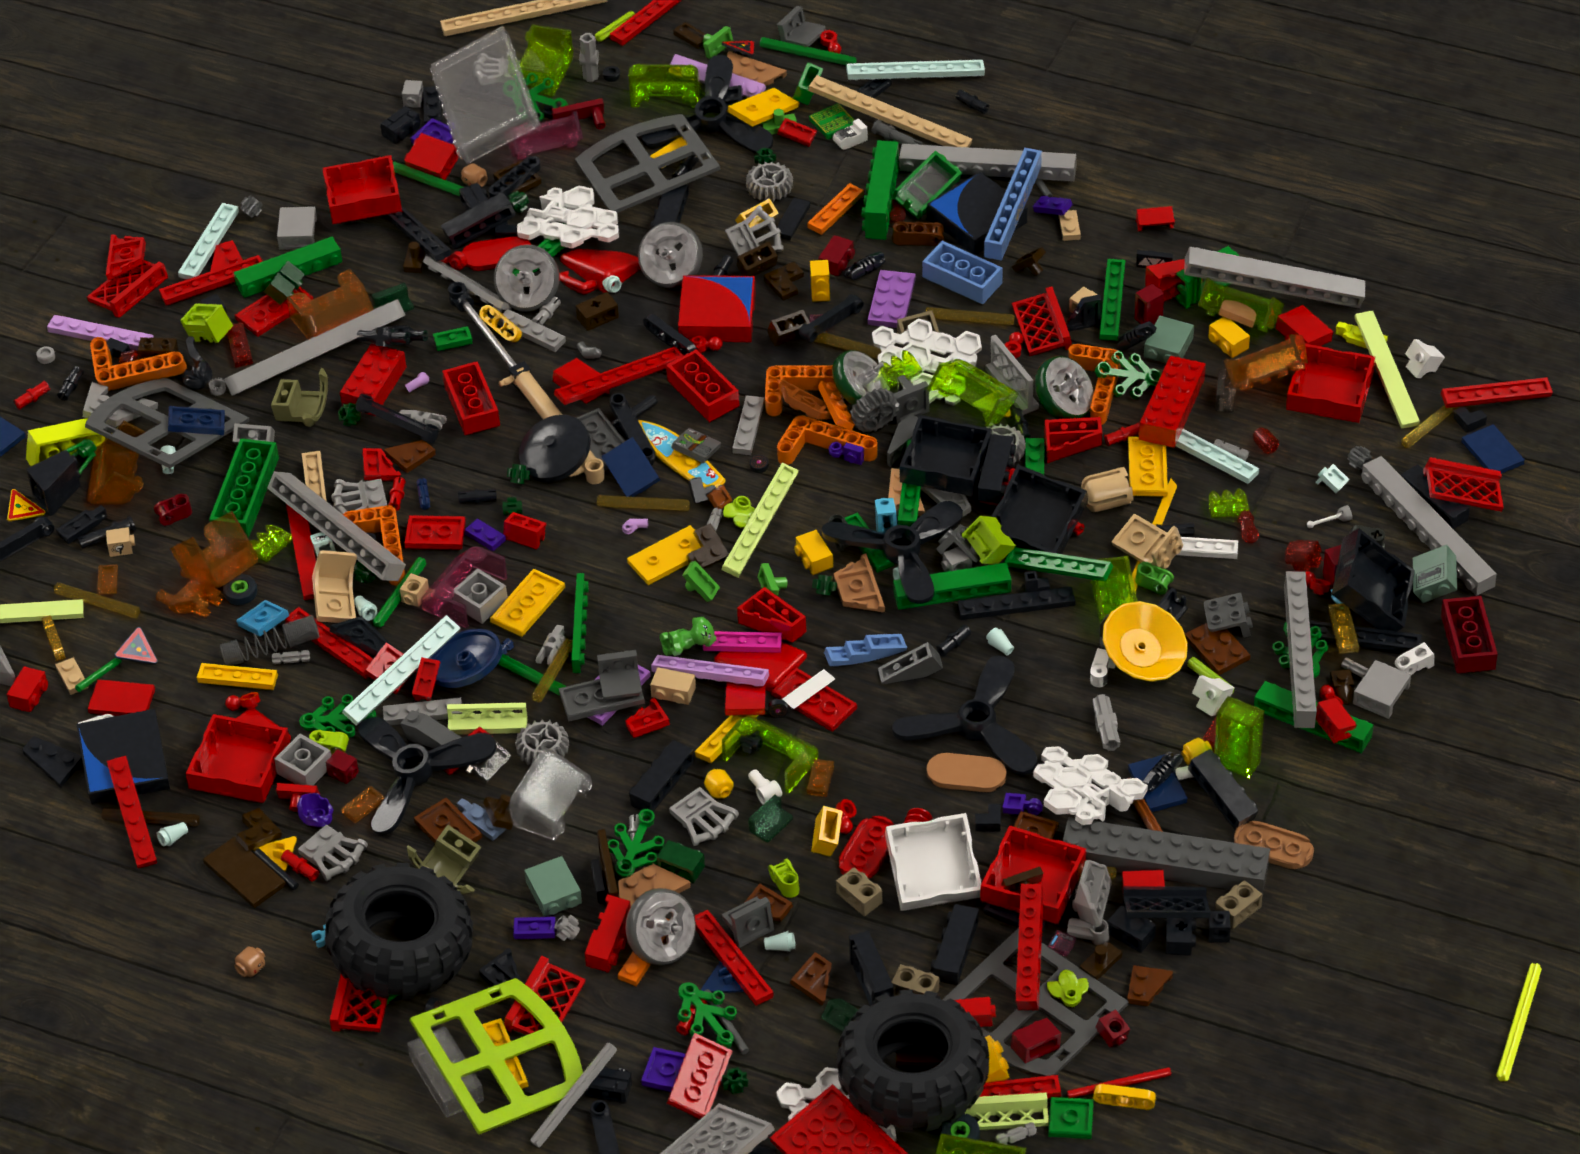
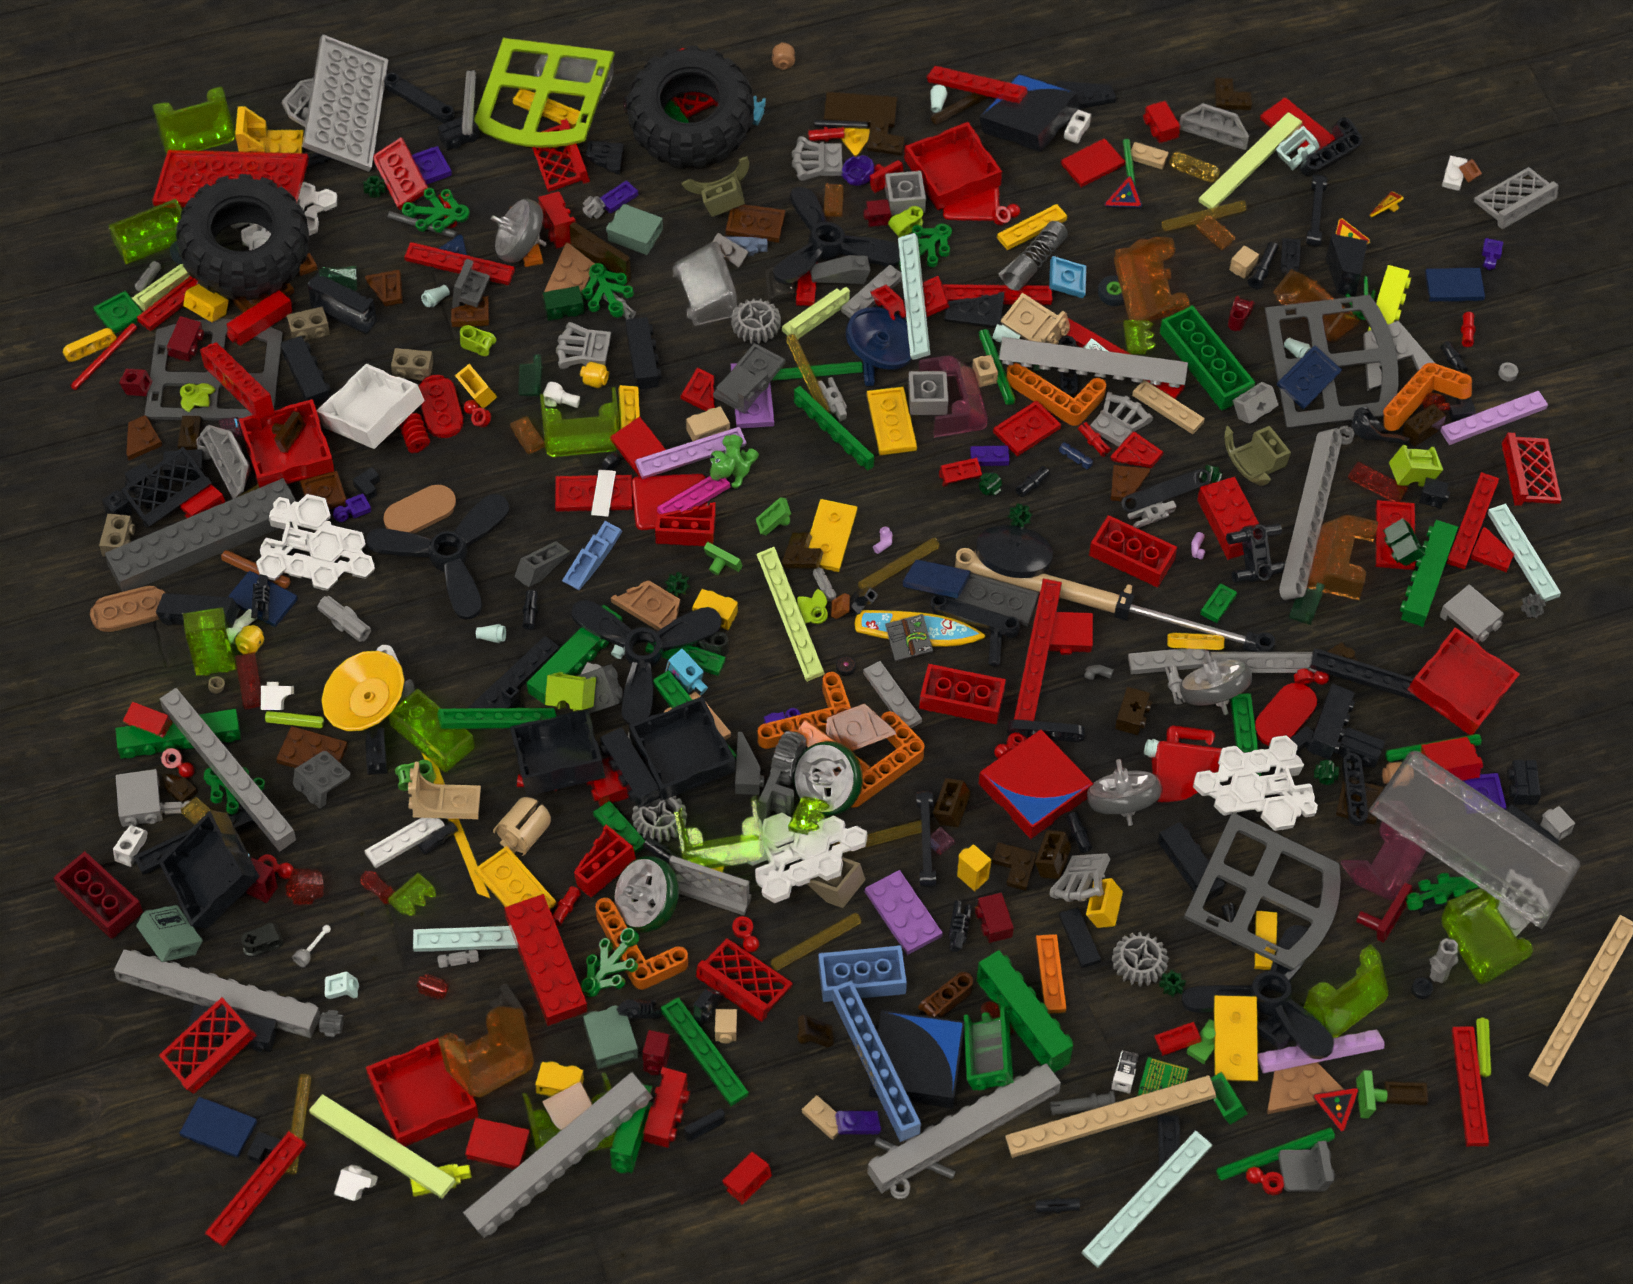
camera: 135 degrees right, 10 degrees up
(124, 255) = (1568, 489): red wing -> none

